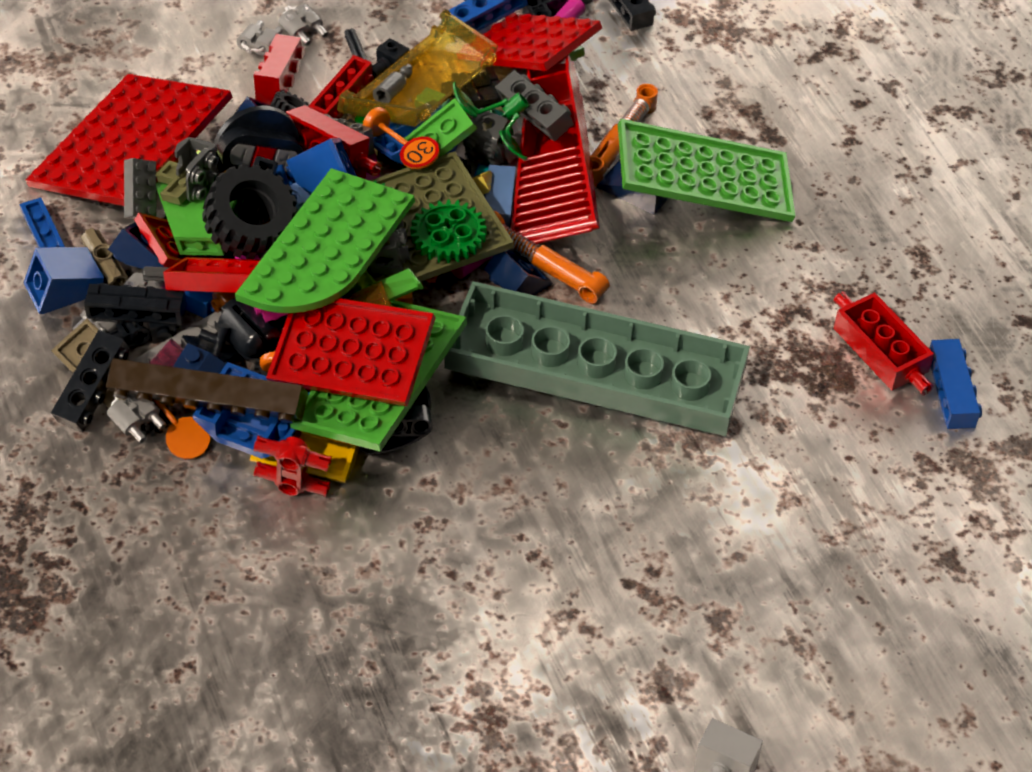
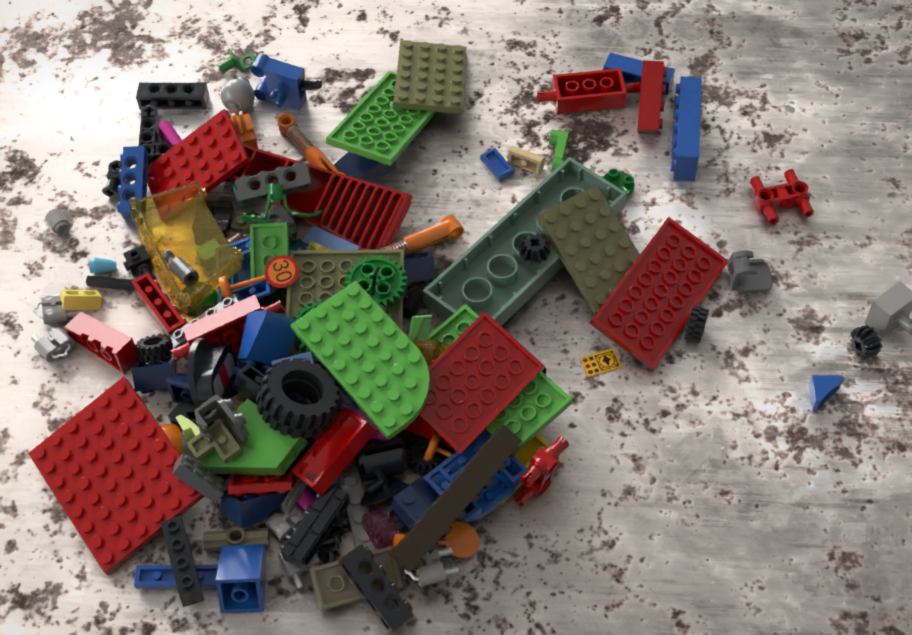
camera: 60 degrees left, 5 degrees up
(53, 222) = (182, 561): none -> black brick
(320, 34) = (81, 299): none -> light yellow slope
(370, 32) = (101, 265): none -> medium azure cone
(461, 286) = (412, 302): none -> black piece
(489, 490) = (600, 362): none -> yellow sticker
(565, 720) = (823, 388): none -> blue slope
(583, 353) = (534, 248): none -> black gear
(585, 556) = (696, 324): none -> black tyre
(610, 67) = (245, 129): none -> orange brick
(613, 506) = (659, 293): none -> red plate
(629, 417) = (590, 243): none -> olive plate
(658, 42) = (237, 95): none -> light grey brick
(662, 743) = (865, 342): none -> black gear
(689, 63) = (283, 82): none -> blue piece
(698, 590) = (749, 274): none -> dark grey piece
(707, 24) = (233, 62): none -> green bracket
(717, 299) = (497, 164): none -> blue tile
(738, 320) = (526, 160): none -> tan brick
(759, 419) = (621, 180): none -> green dish
(787, 344) = (560, 140): none -> bright green beam
(798, 188) = (430, 77): none -> olive plate
(849, 592) = (781, 196): none -> red piece
(888, 455) = (686, 128): none -> blue brick
(909, 399) = (651, 97): none -> red wedge

